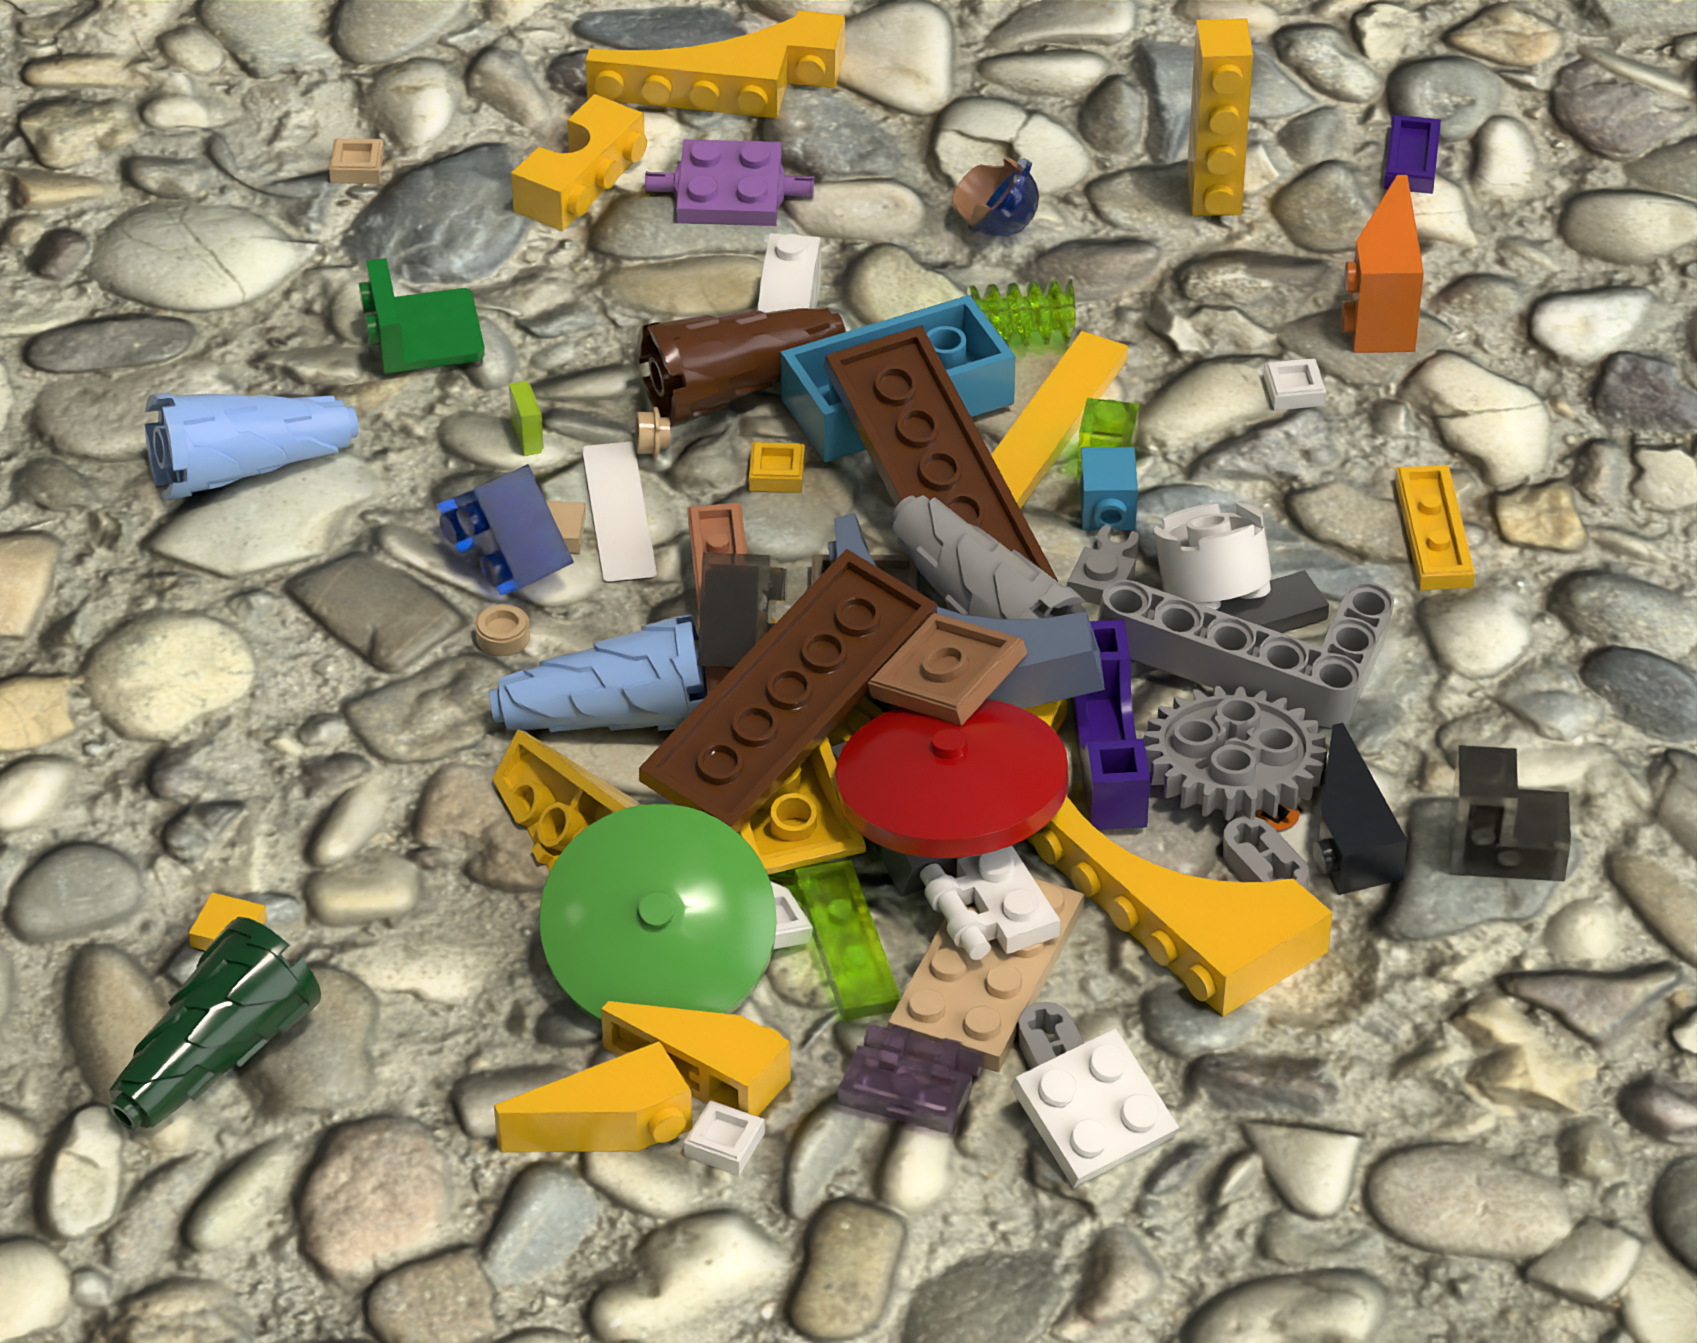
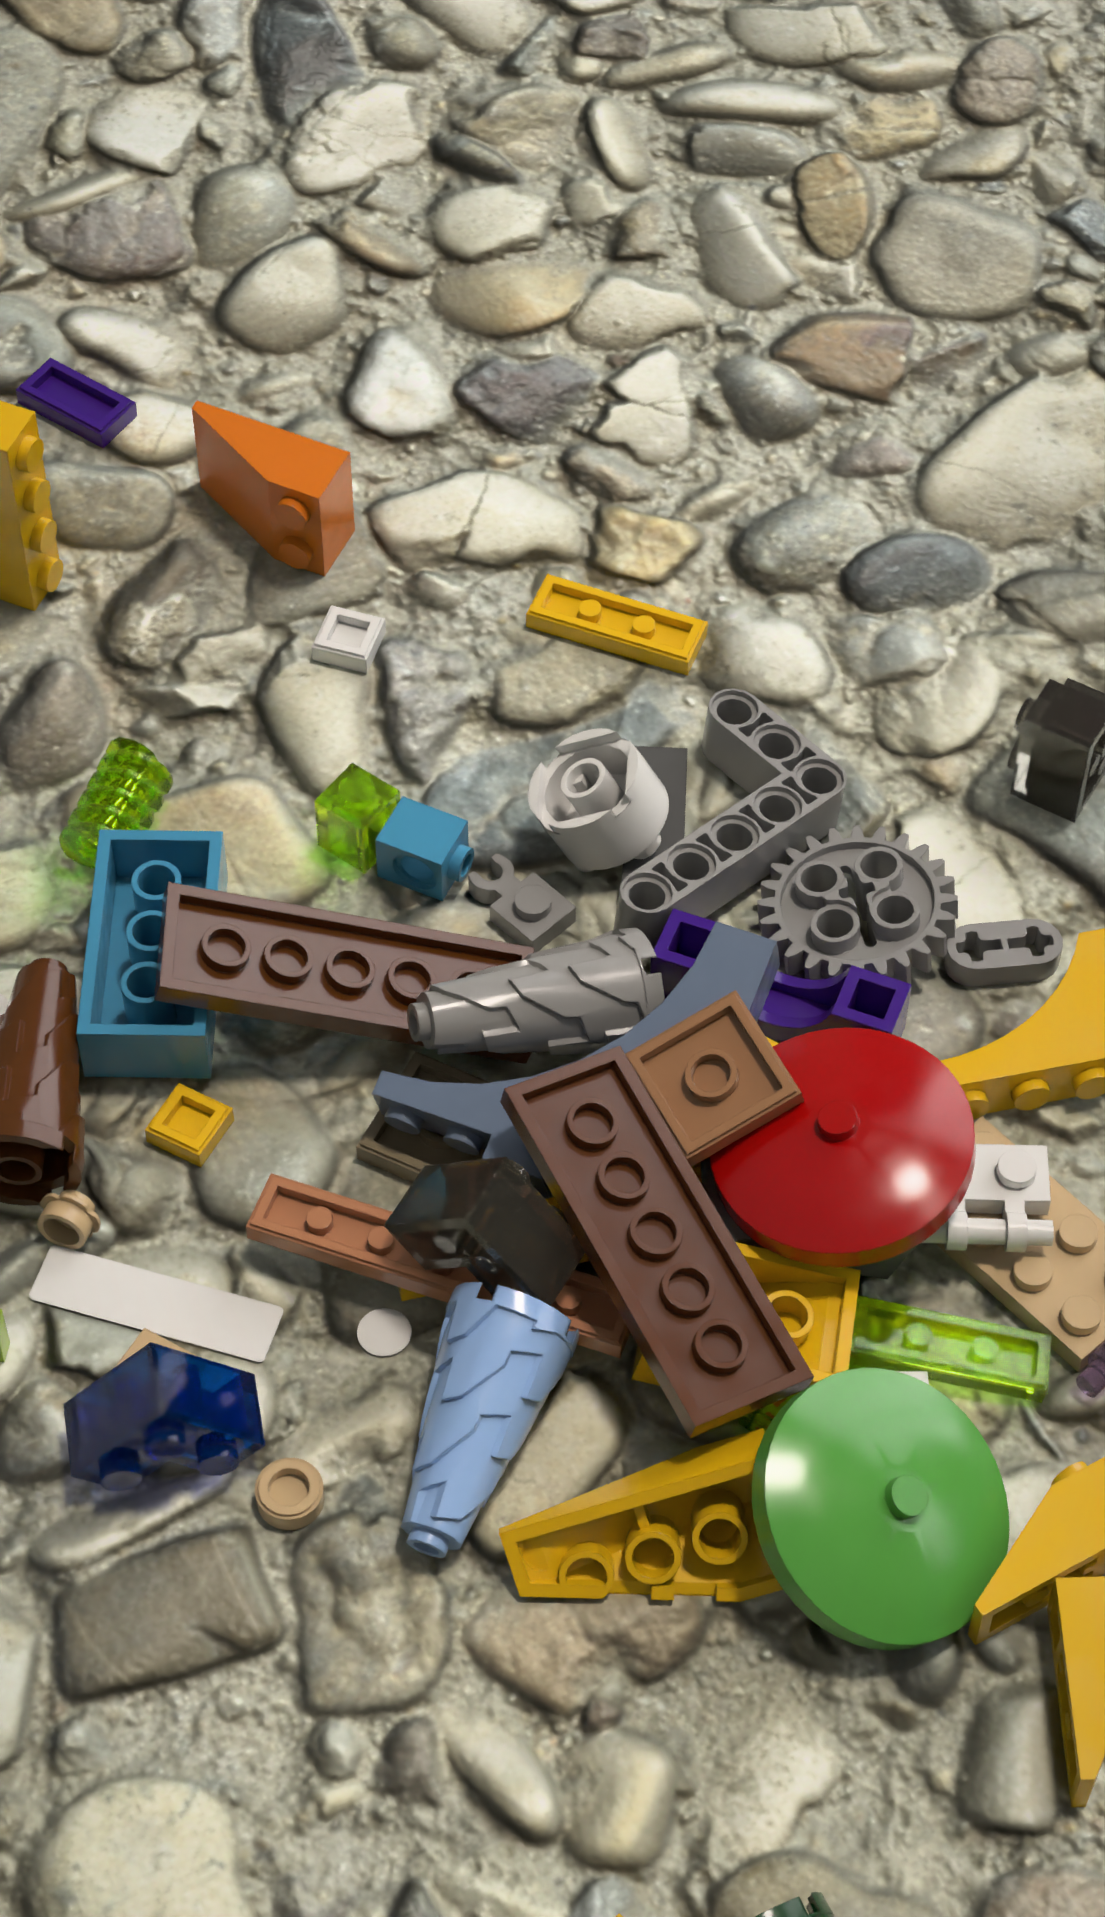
camera: 65 degrees left, 10 degrees up
(1056, 412) = (258, 834): yellow tile -> none
(1358, 832) = (994, 858): black slope -> none

